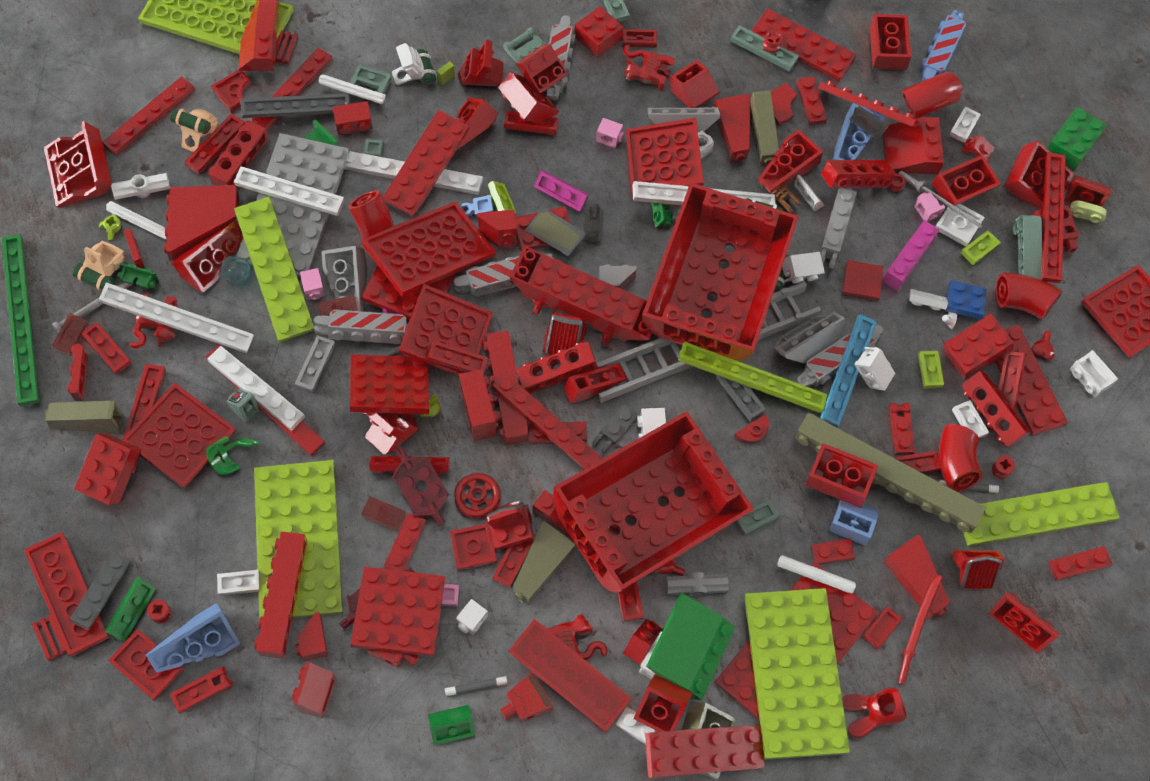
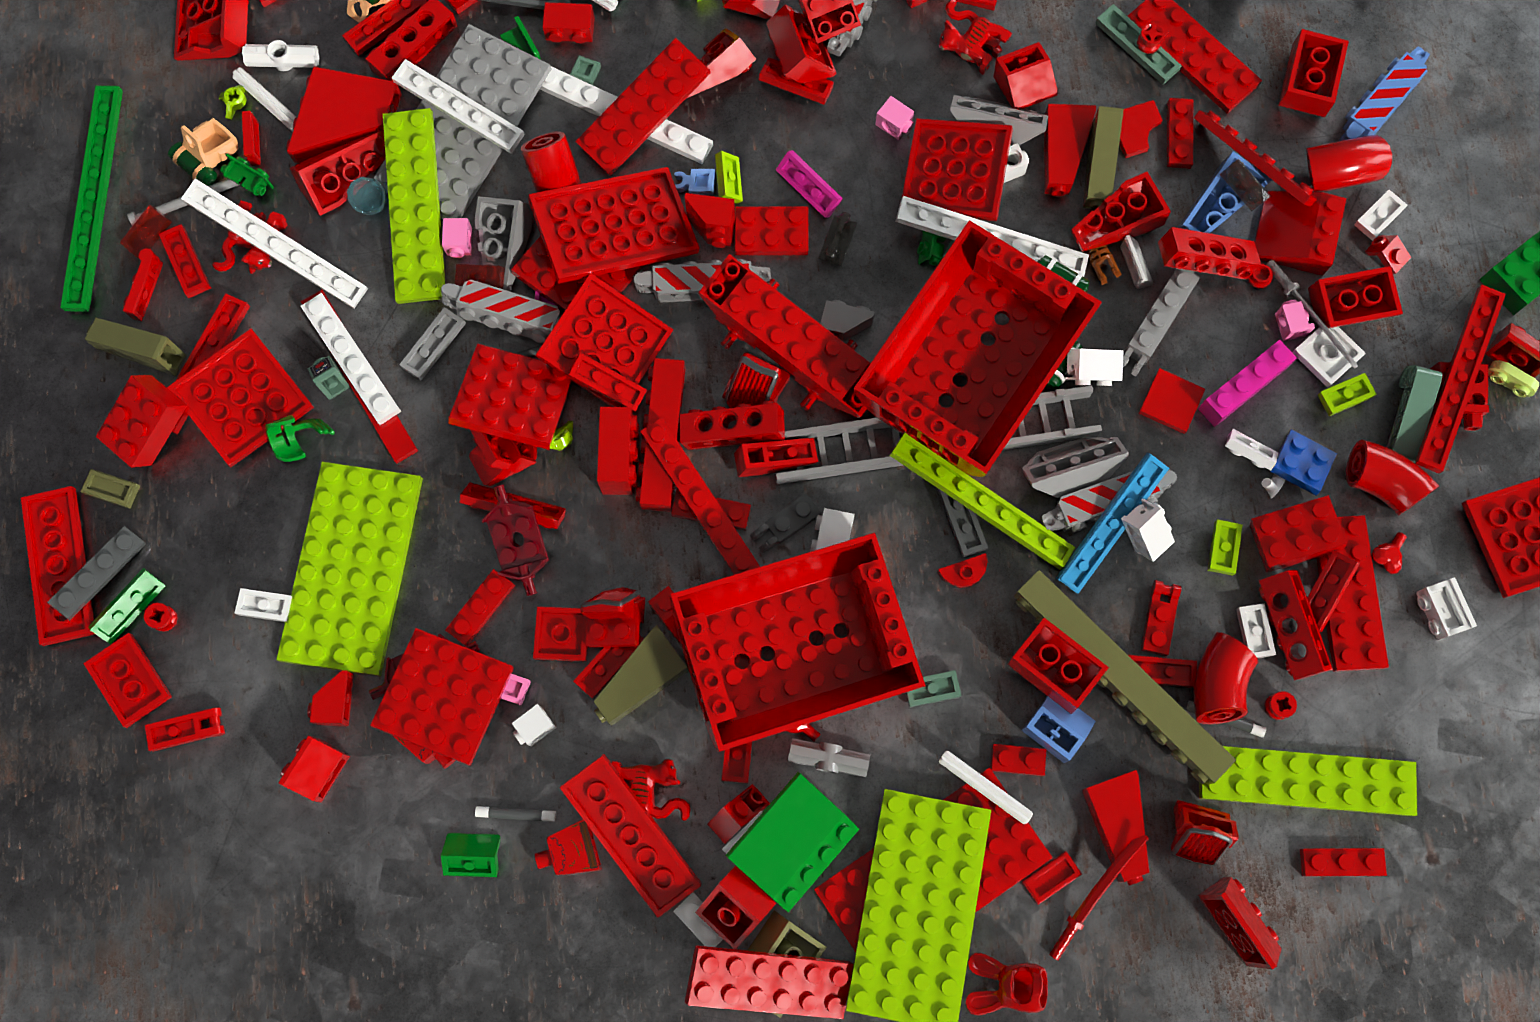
camera: 20 degrees right, 10 degrees up
(43, 622) = (16, 613): red tile -> none
(91, 527) = (110, 488): none -> olive tile
(199, 638) = (201, 663): medium blue wedge -> none
(281, 596) = (307, 637): red brick -> none
(383, 513) = (464, 561): clear red plate -> none
(470, 480) = (601, 582): red plate -> none
(555, 231) = (784, 238): olive sticker -> none
(1028, 174) = (1445, 306): red slope -> none

